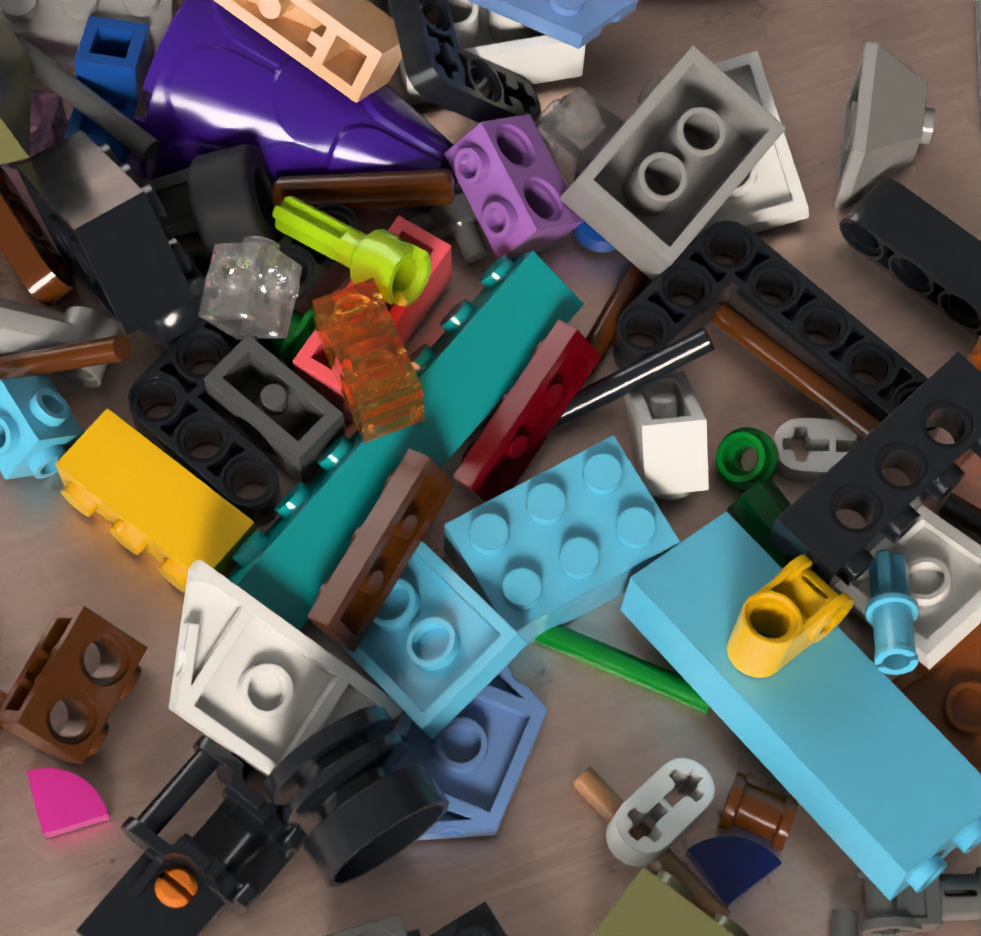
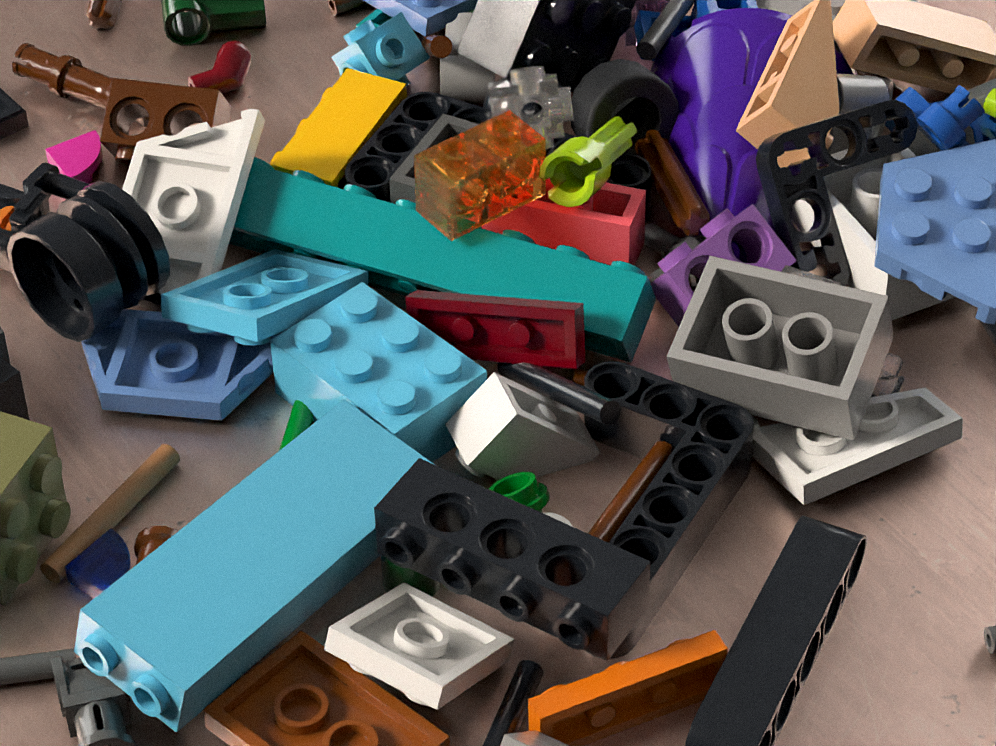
camera: 80 degrees right, 25 degrees down
(380, 550) = (322, 244): reddish brown plate -> none
(669, 820) = (142, 494): white beam -> none
(790, 609) = (322, 487): yellow piece -> none
(881, 123) = (917, 509): light grey slope -> none
(892, 614) = (367, 592): medium azure axle -> none

